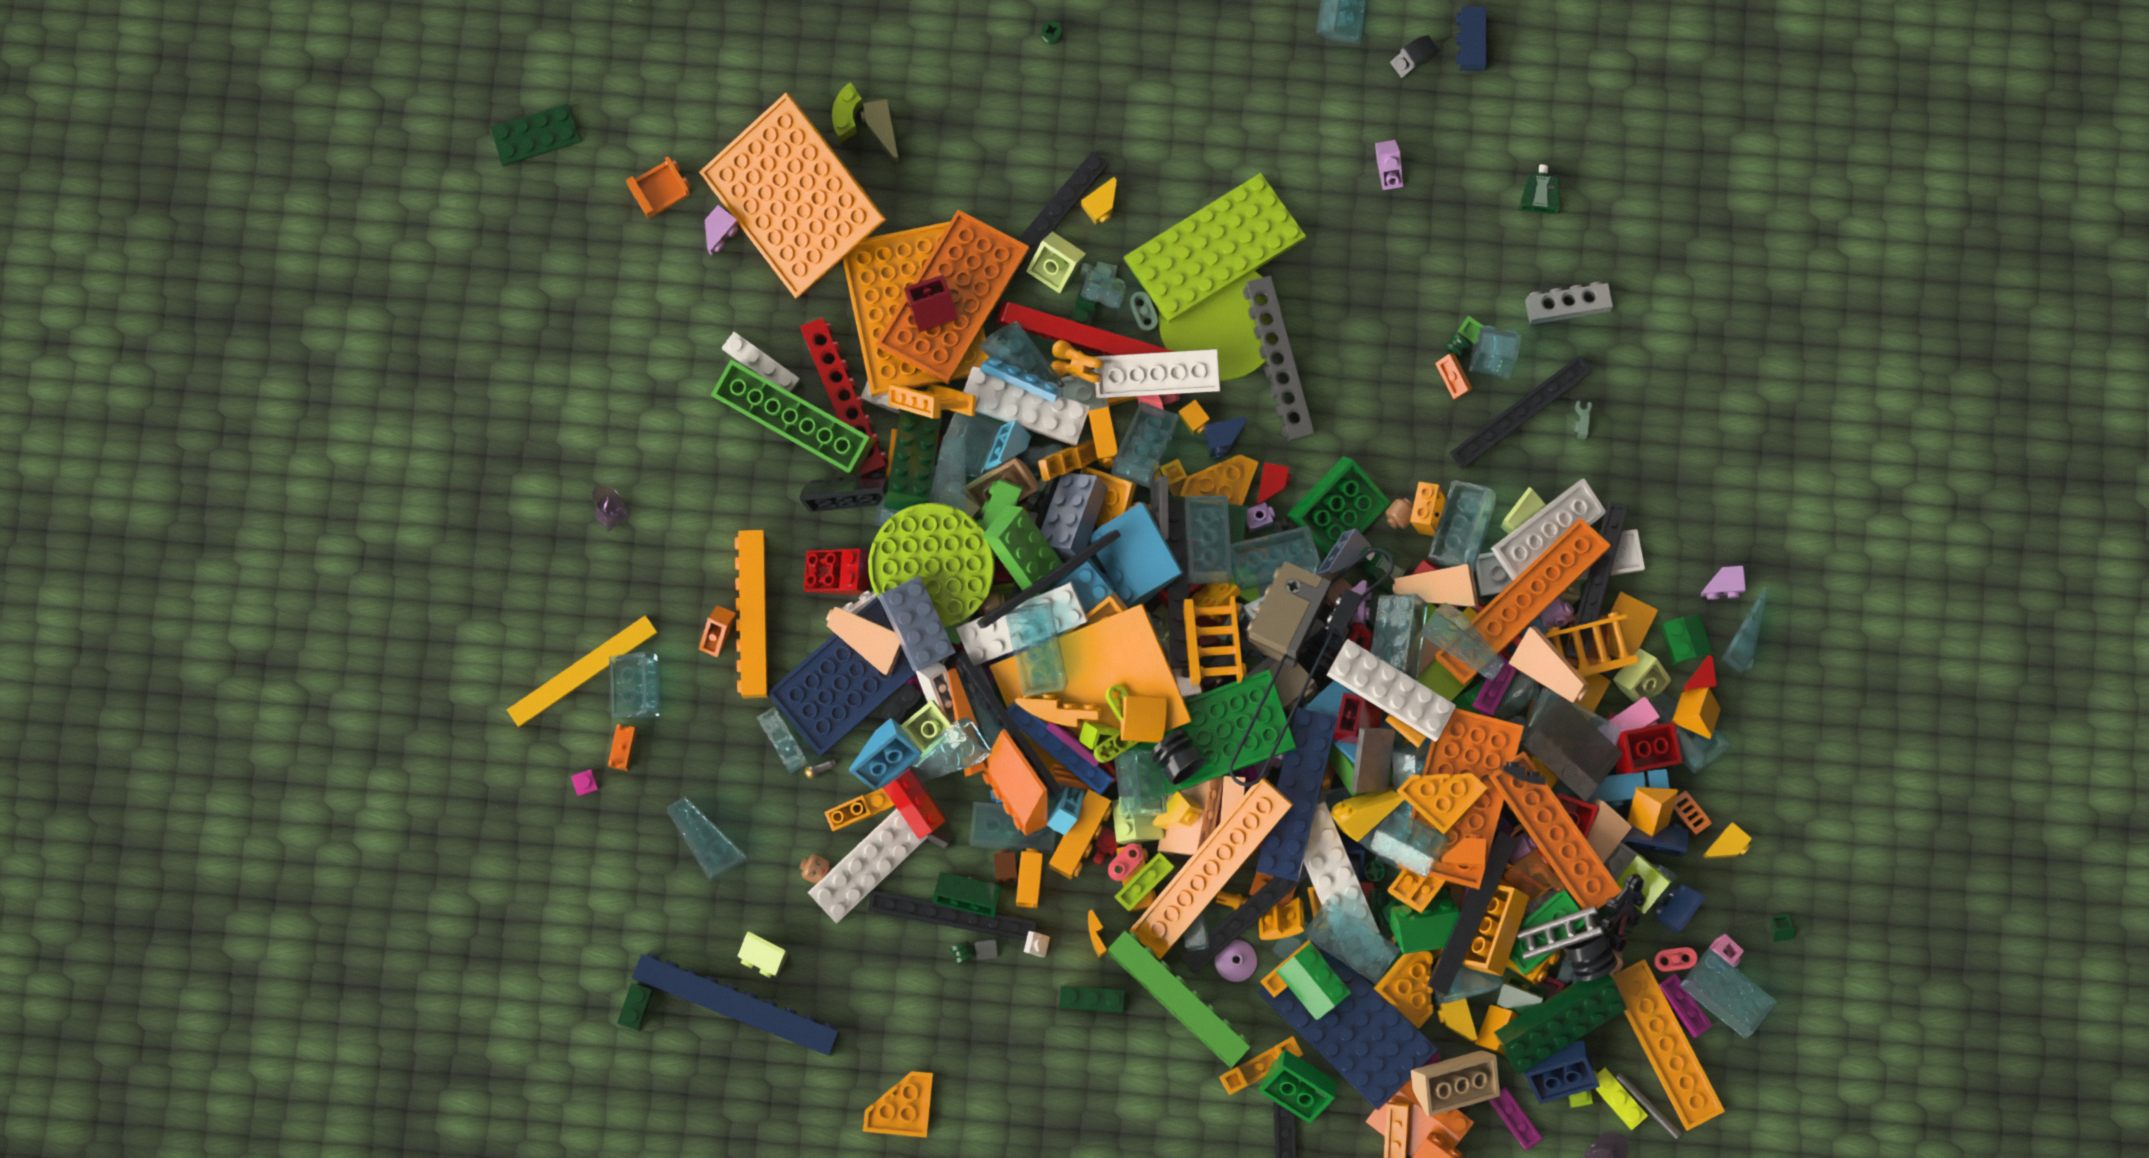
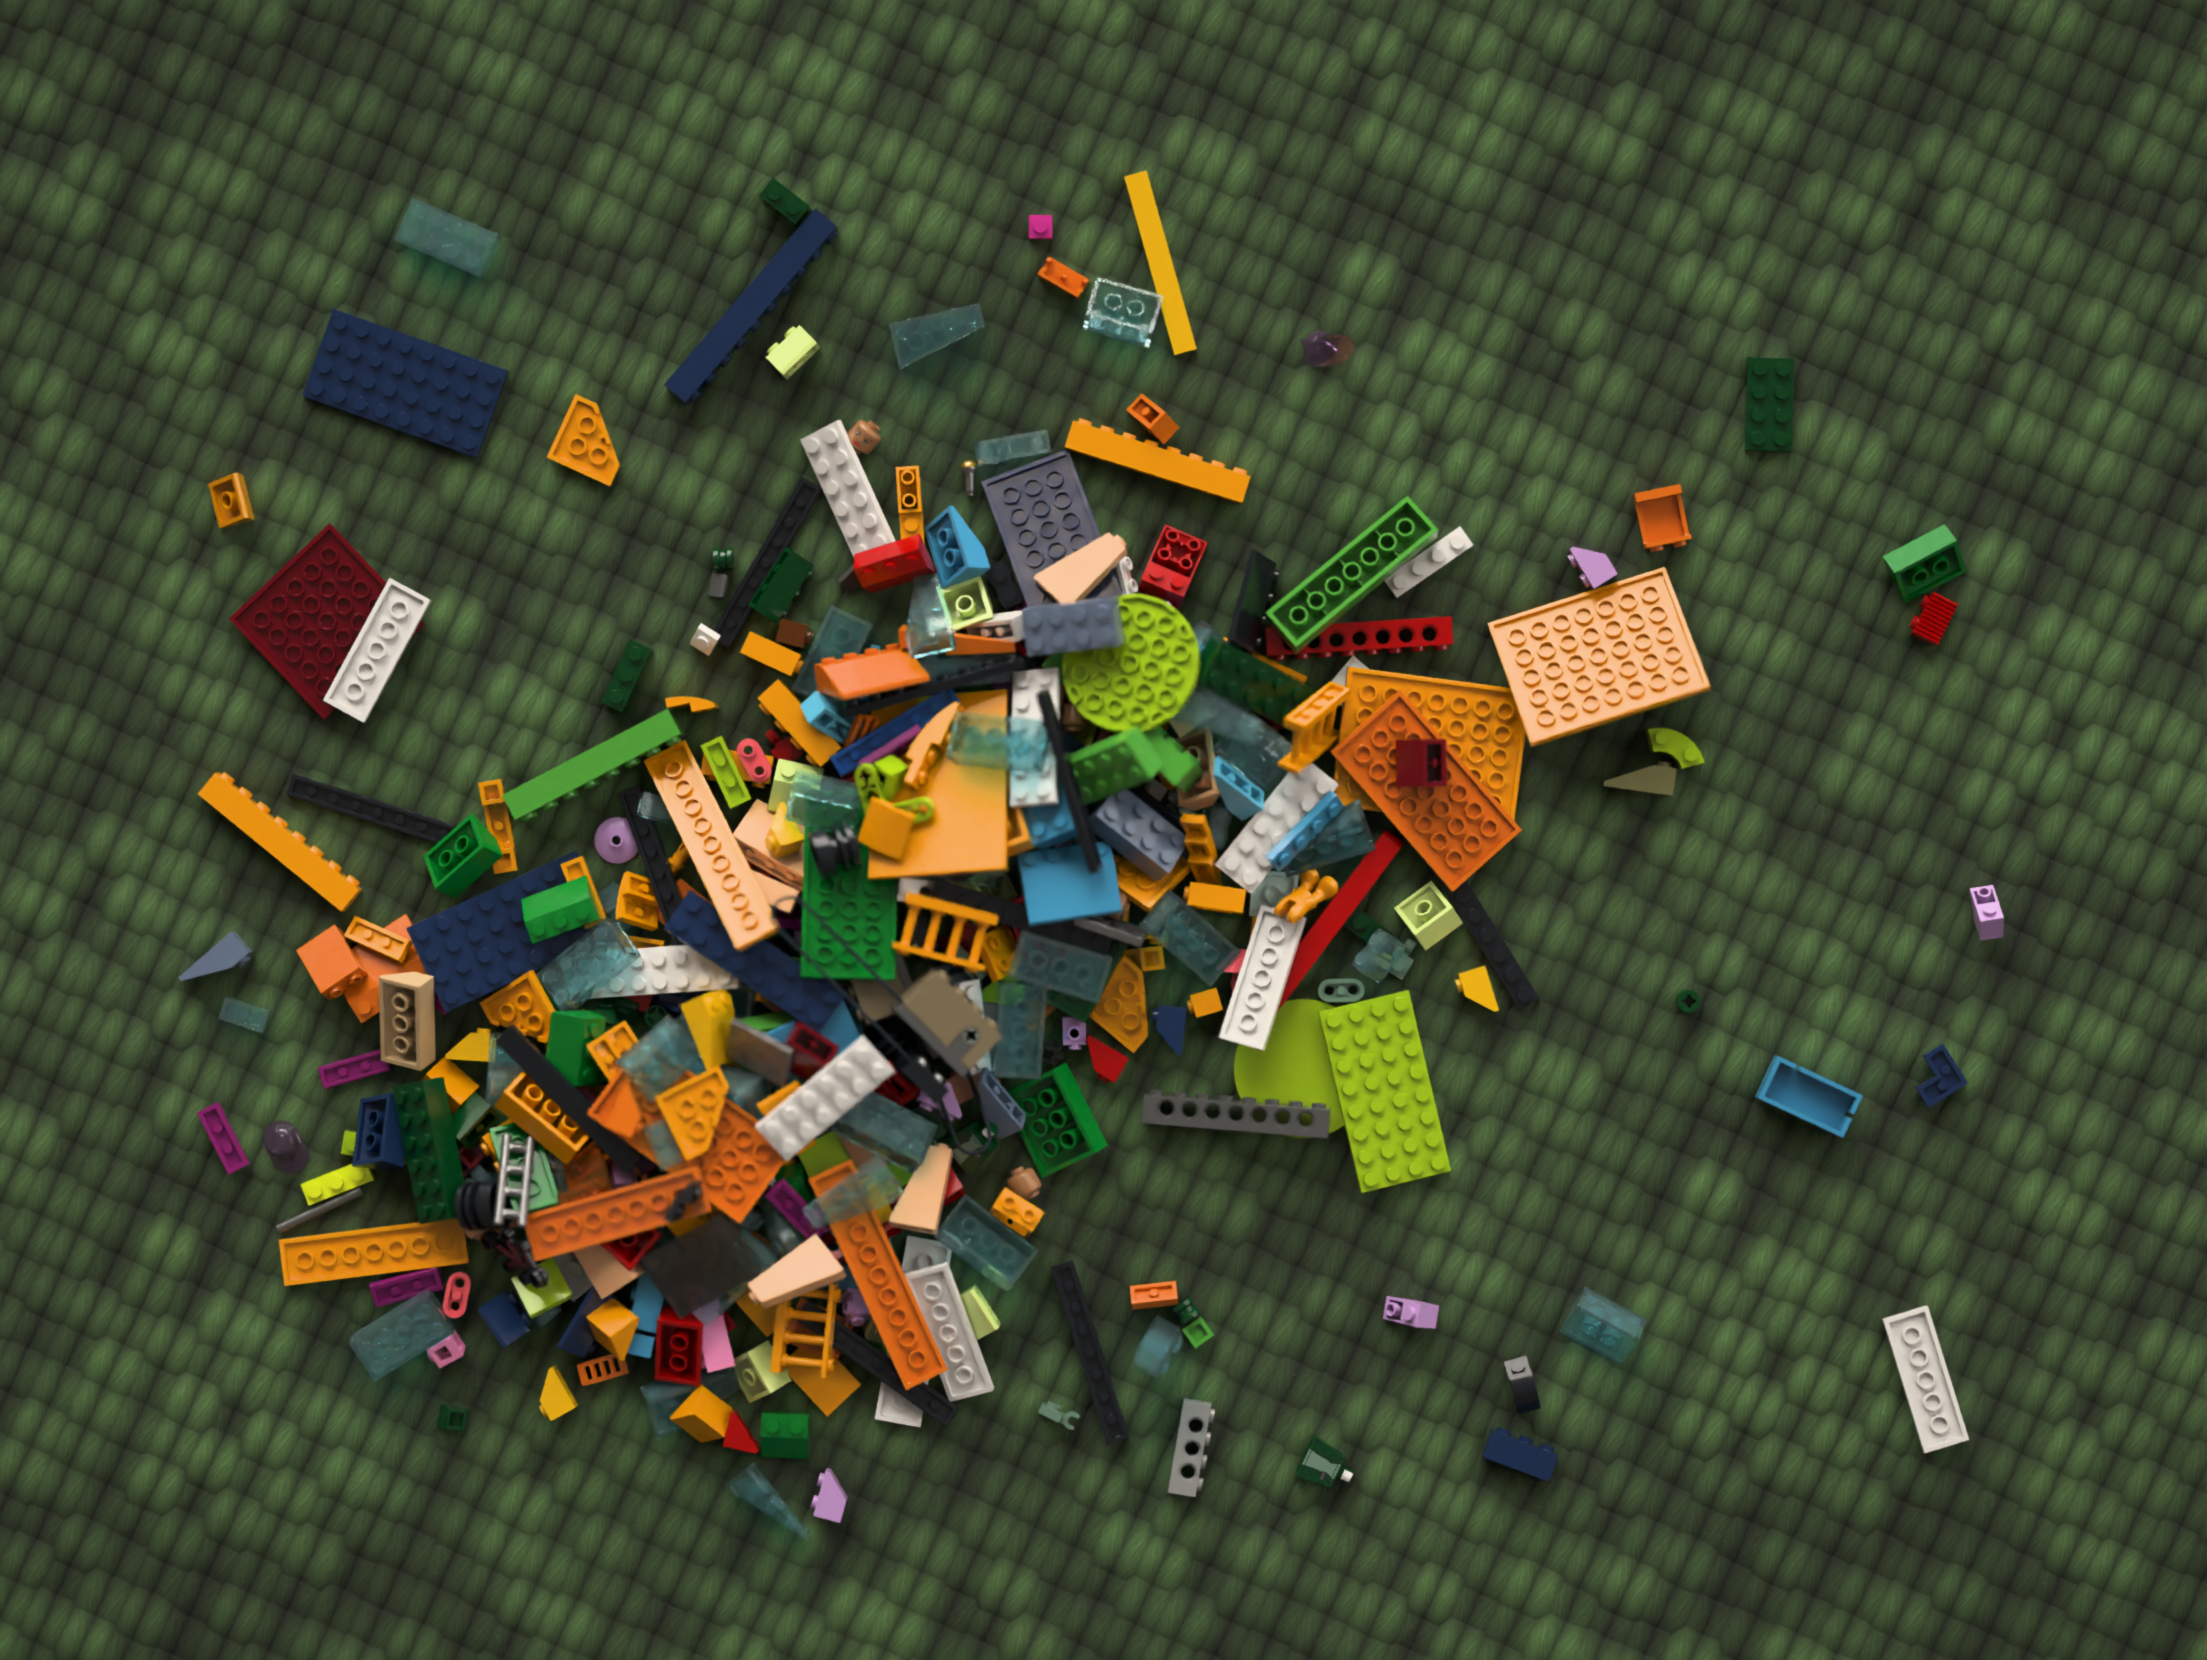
camera: 110 degrees right, 10 degrees up
(1481, 813) = (663, 1144): none -> clear light blue plate

